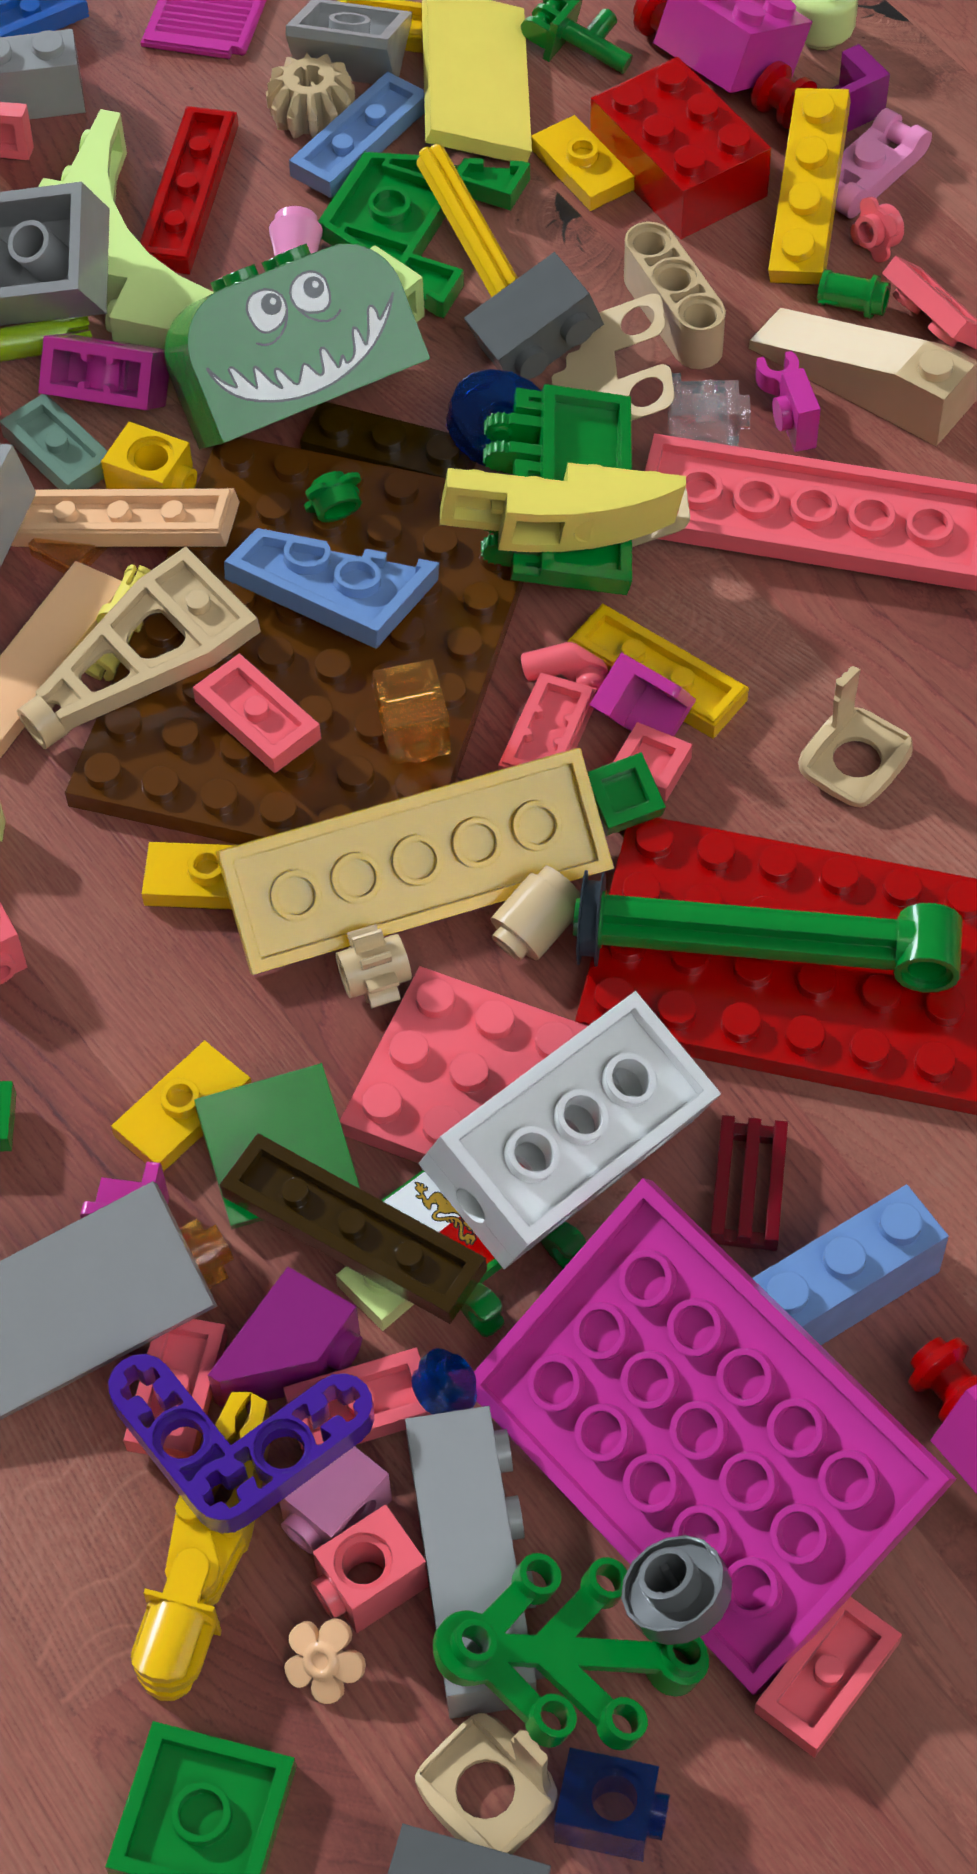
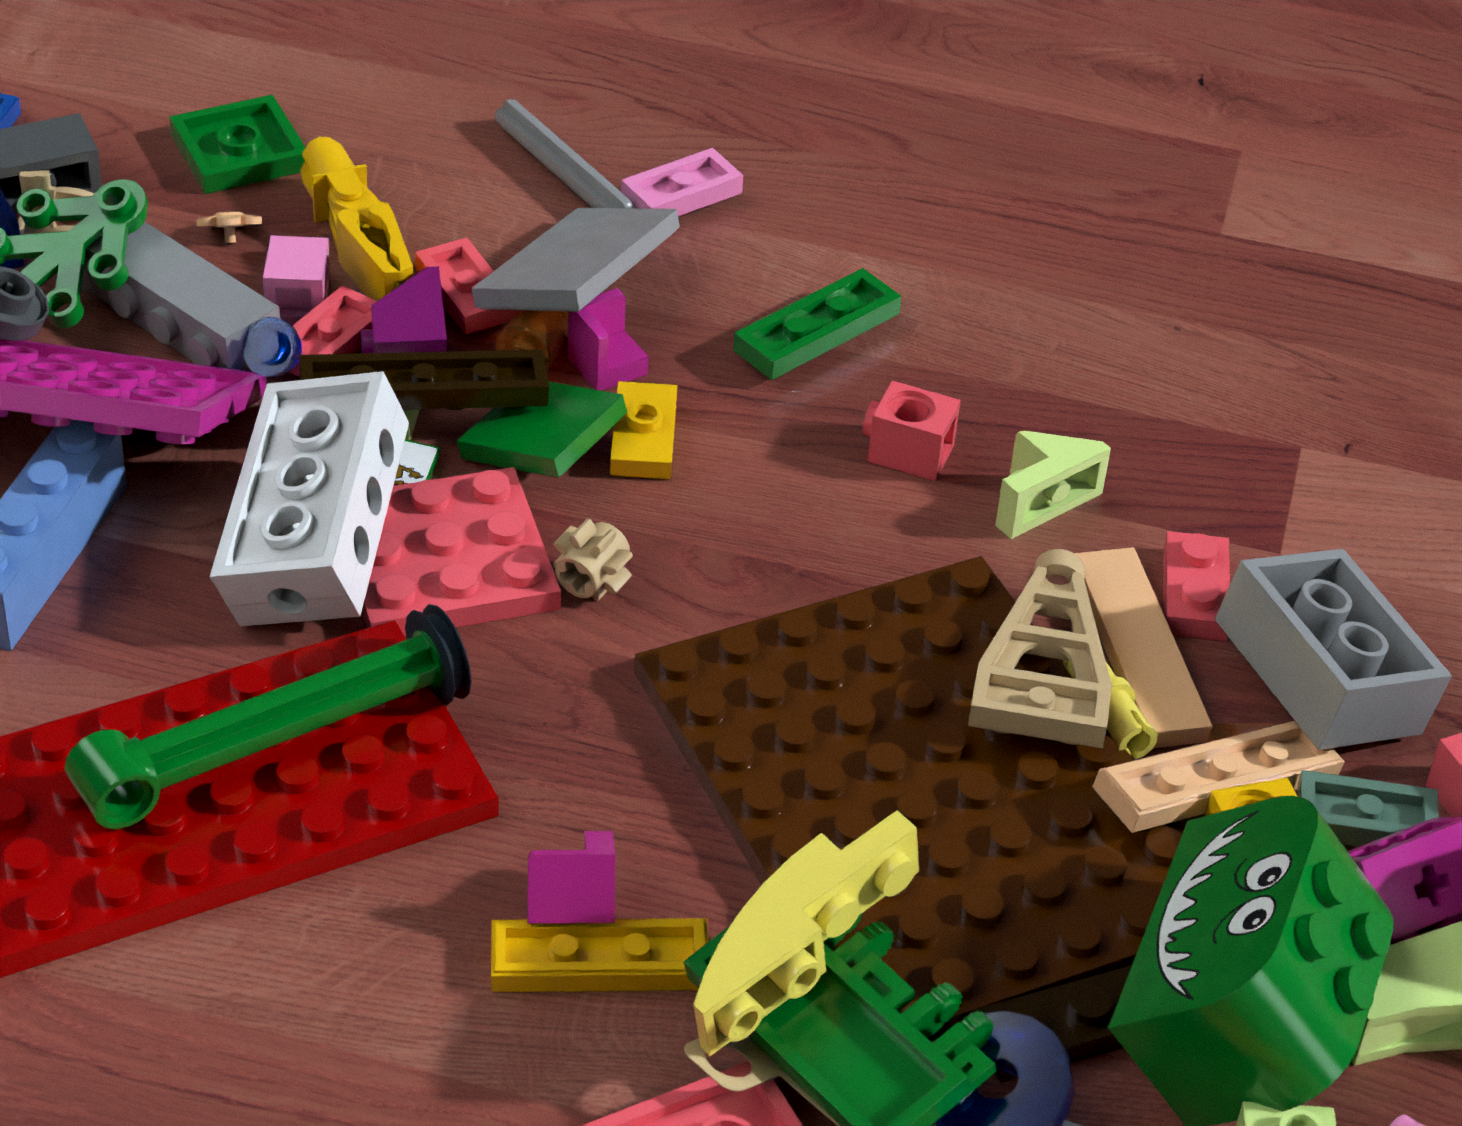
camera: 135 degrees right, 15 degrees down
(184, 876) = (803, 572): yellow plate -> none
(224, 1463) = (446, 225): dark purple beam -> none
(257, 713) = (887, 652): coral plate -> none
(334, 496) = (1044, 865): green plate -> none
(341, 590) = (962, 787): medium blue wing -> none
(372, 1540) = (239, 248): coral brick -> none
(412, 712) = (754, 717): clear orange brick -> none
(412, 859) = (630, 640): yellow plate -> none
(535, 914) = (499, 660): tan brick -> none
(550, 720) = (643, 823): coral plate -> none
(565, 659) = (682, 894): coral arm -> none
(625, 794) = (511, 785): green tile -> none
(663, 753) = (509, 841): coral plate -> none
(753, 1135) = (139, 571): dark red tile -> none
(849, 725) = (355, 947): tan piece -> none

